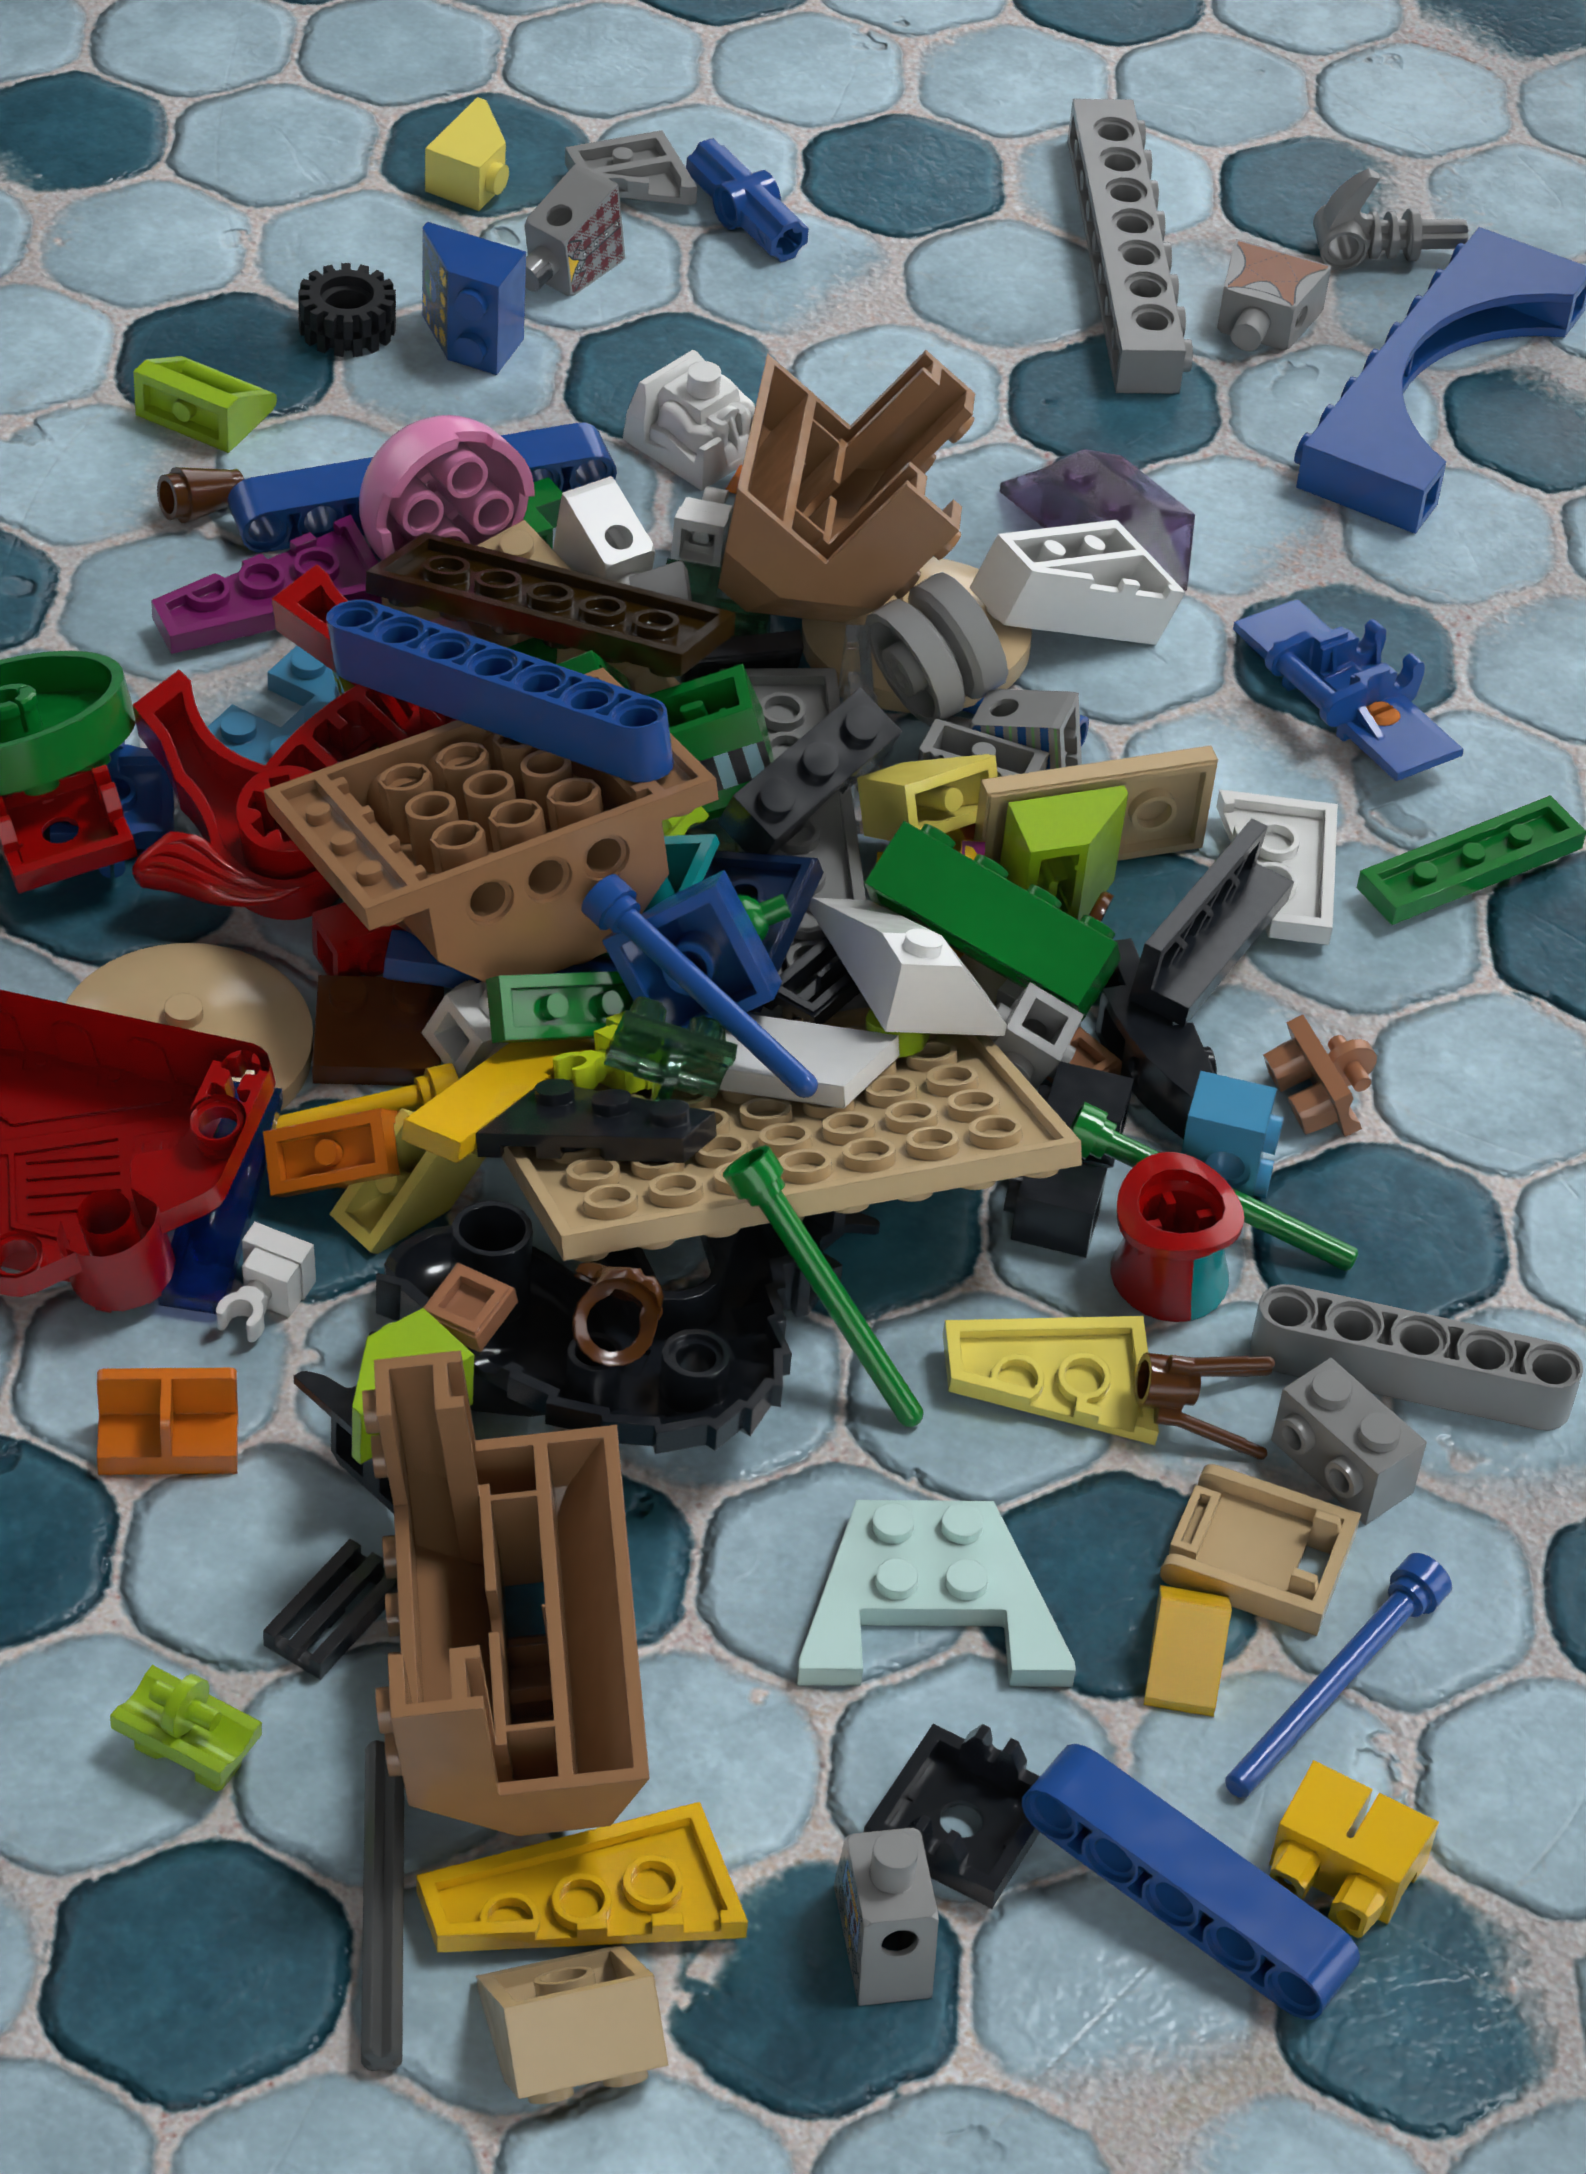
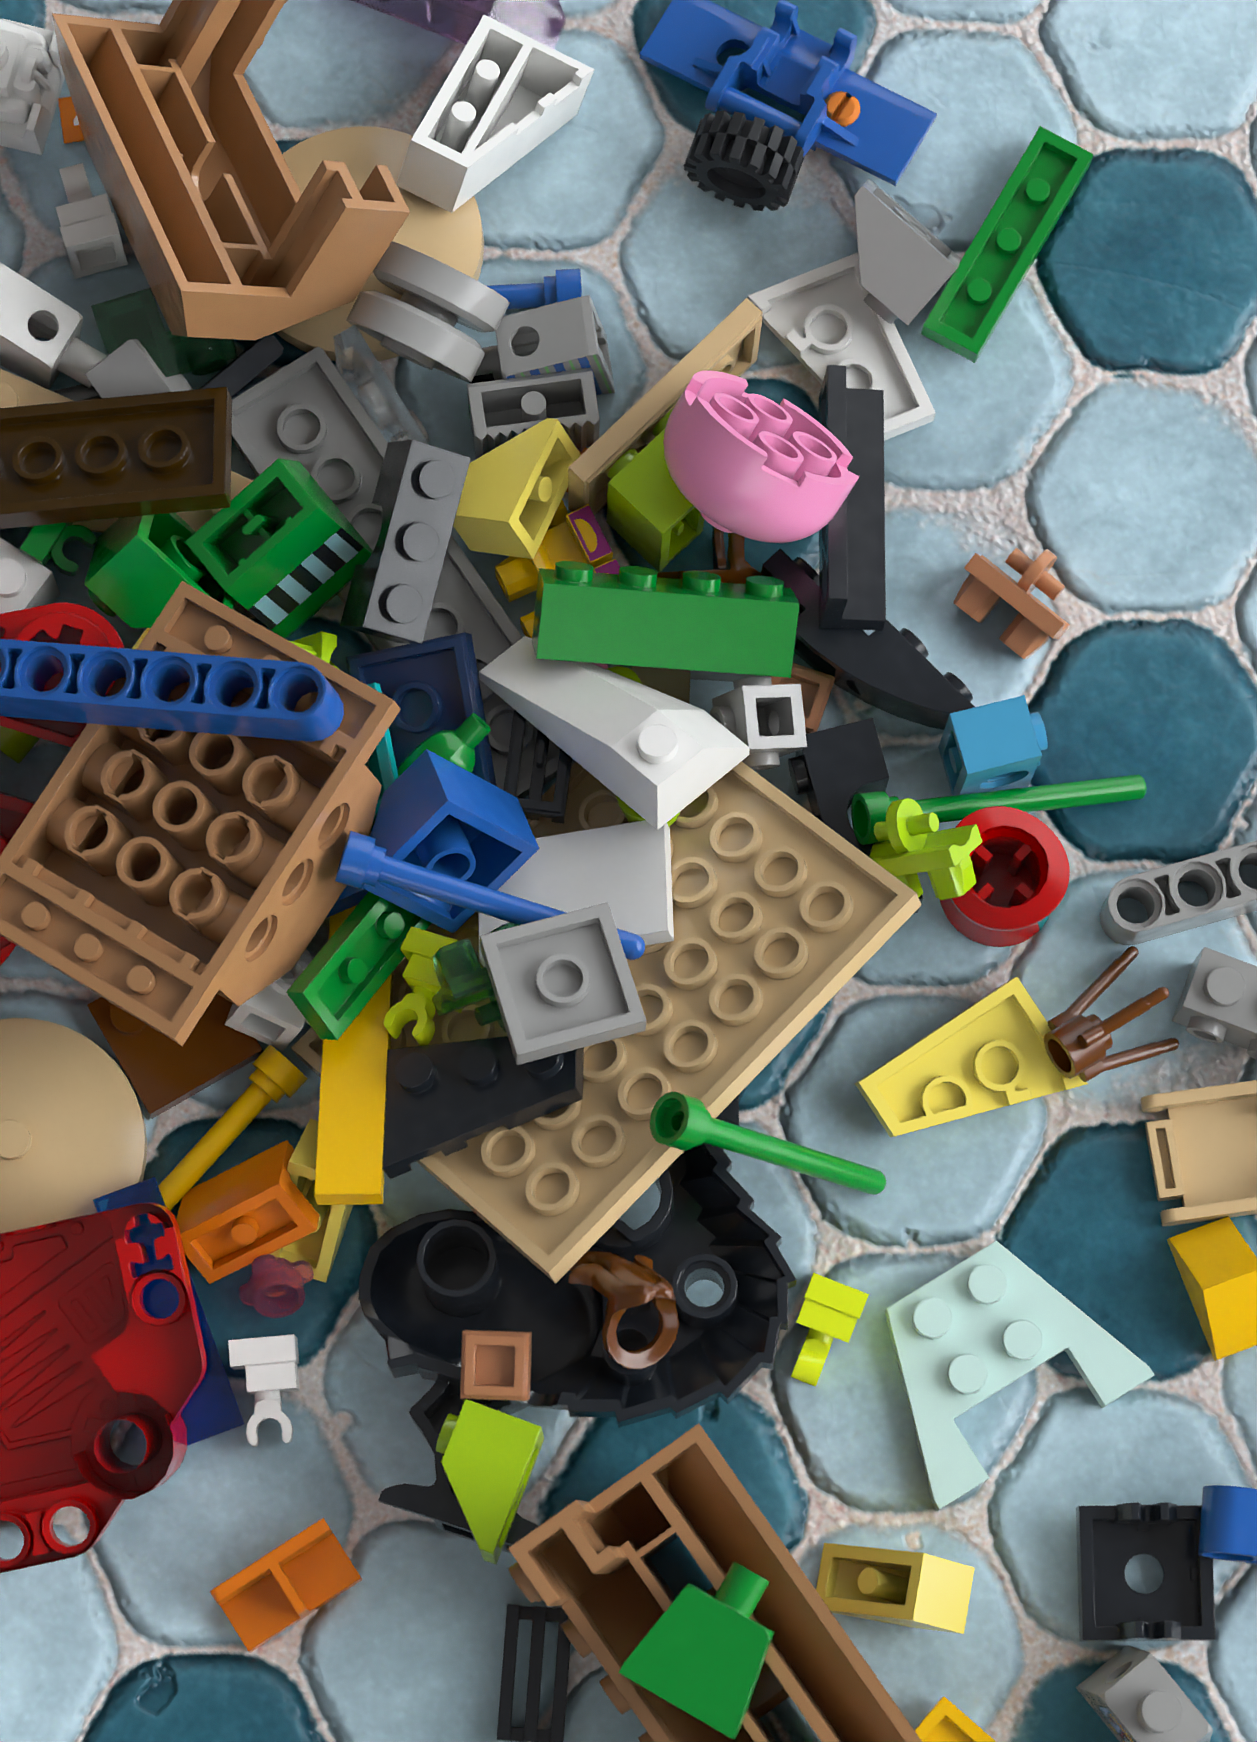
camera: 30 degrees left, 30 degrees up
(308, 1221) = (276, 1285): none -> clear pink plate
(496, 1573) = (706, 1651): none -> green torso
(719, 1701) = (895, 1587): none -> light yellow slope
(722, 1054) = (562, 983): none -> light grey tile
(799, 1470) = (829, 1313): none -> neon yellow piece
(1110, 1144) = (919, 847): none -> lime hips
(1135, 821) = (754, 462): none -> bright pink cylinder
(1274, 701) = (744, 161): none -> black tyre
(1363, 802) = (897, 256): none -> light grey slope

